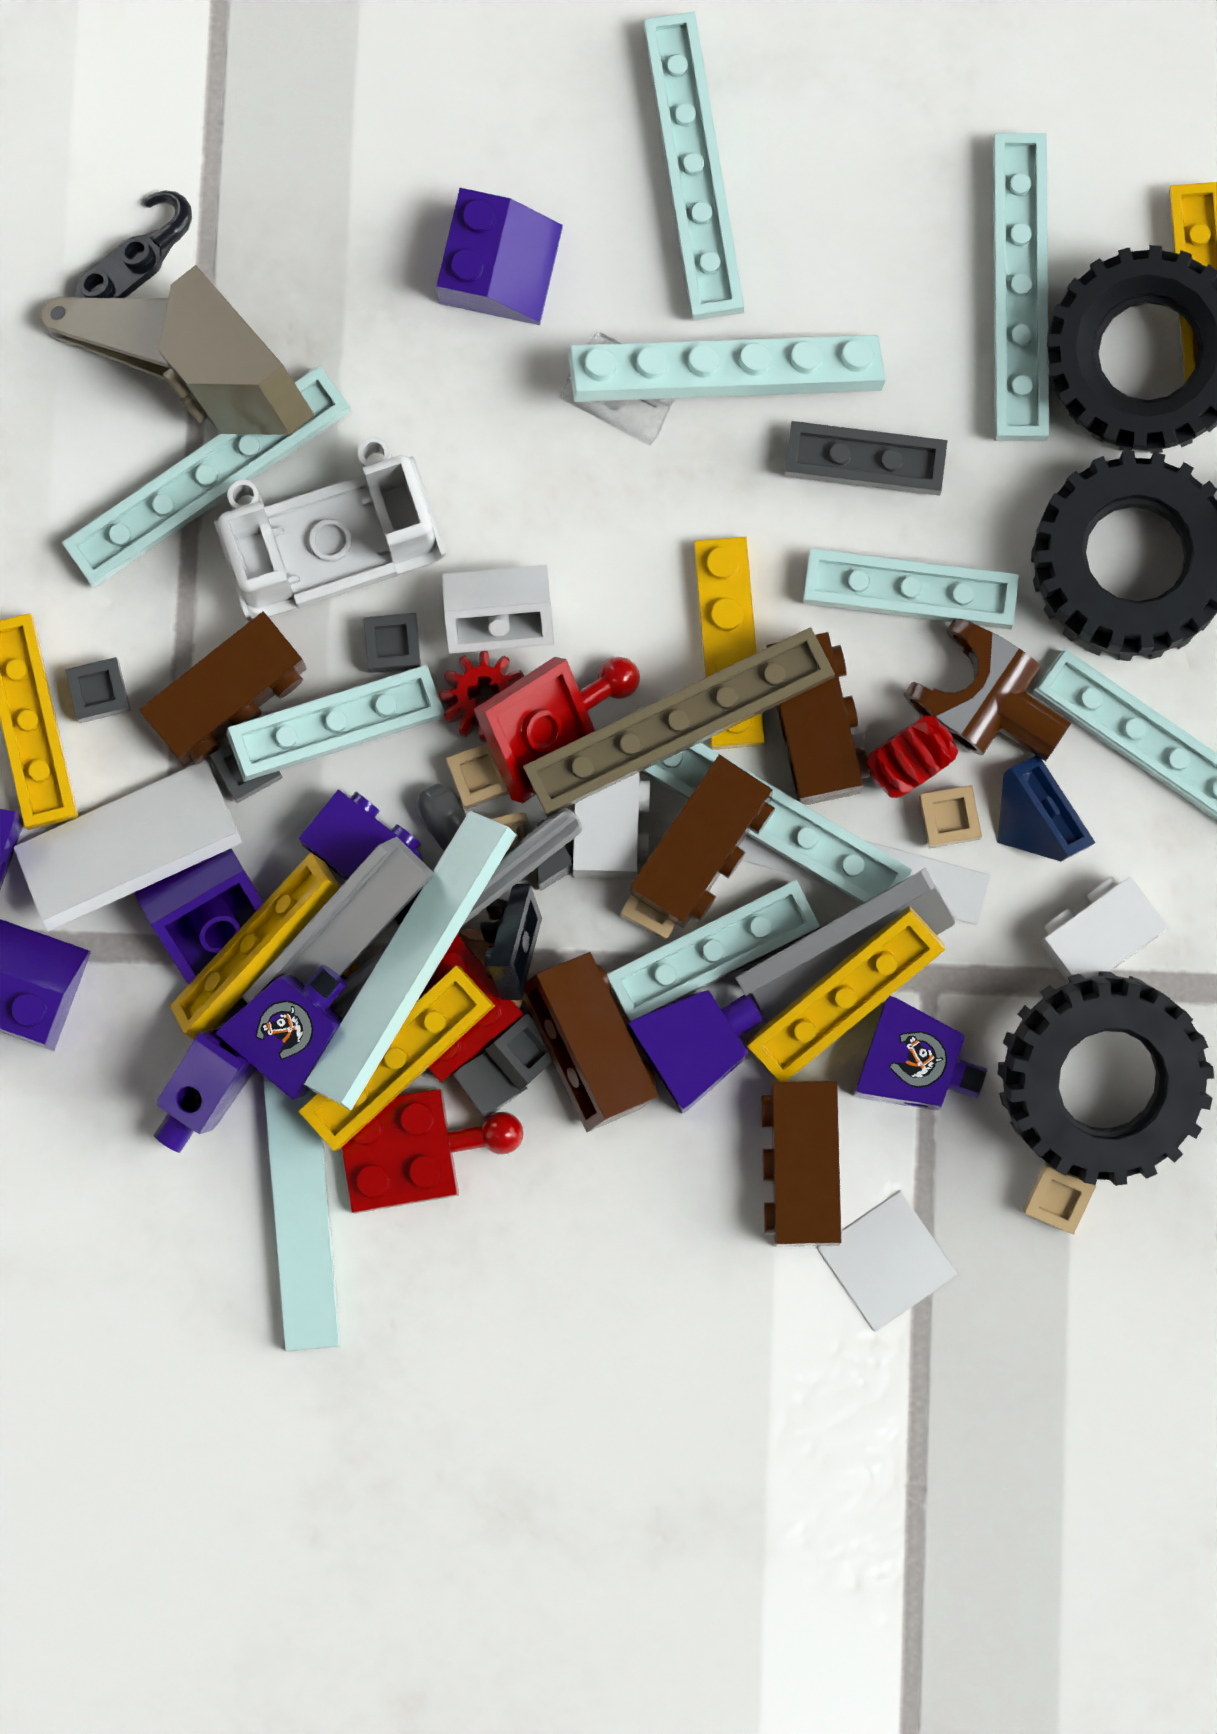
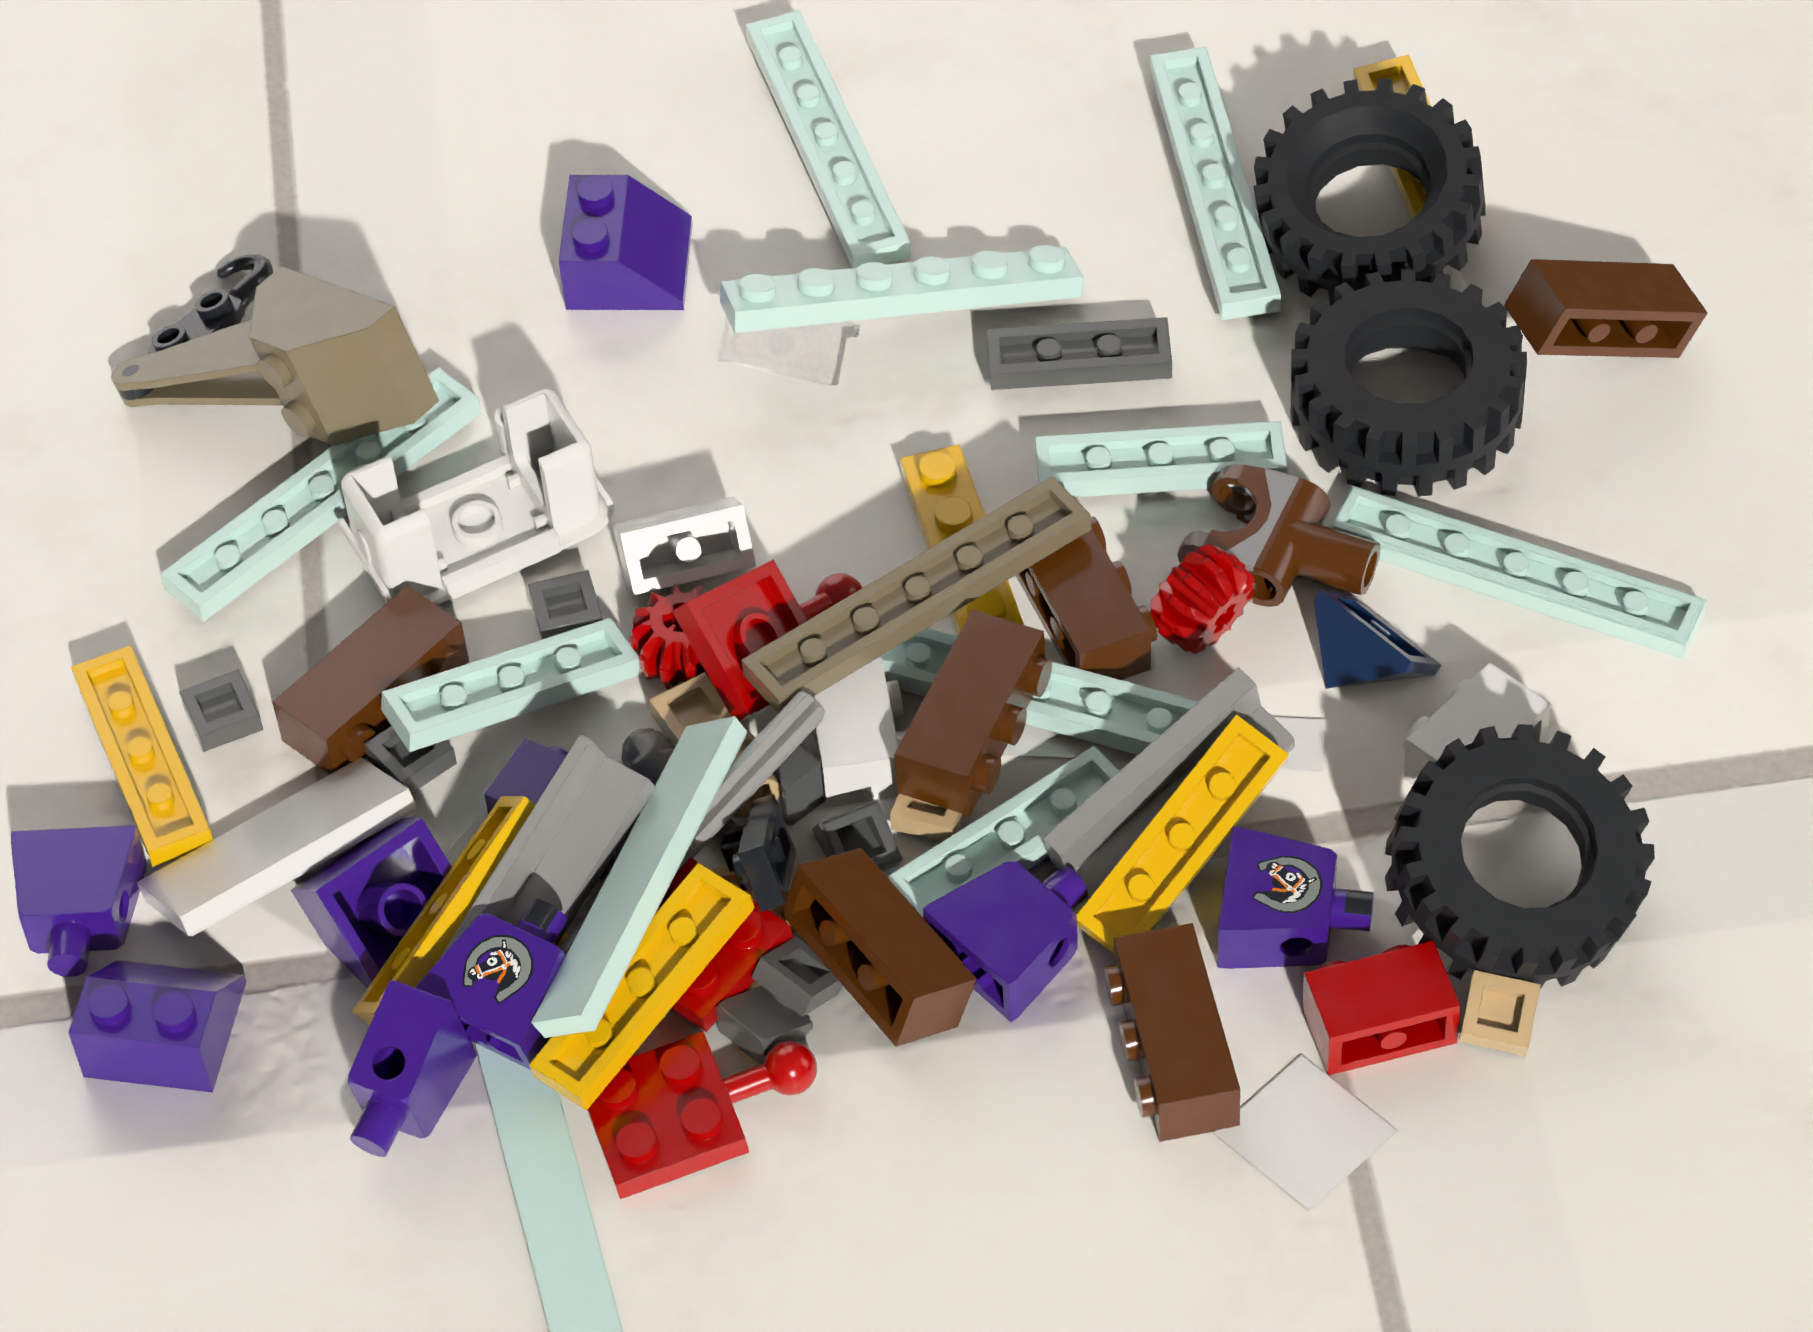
camera: 10 degrees left, 30 degrees down
(591, 920) = (859, 828): none -> dark grey slope
(950, 816) = (1265, 657): tan plate -> none
(968, 1172) = (1380, 1007): none -> red brick

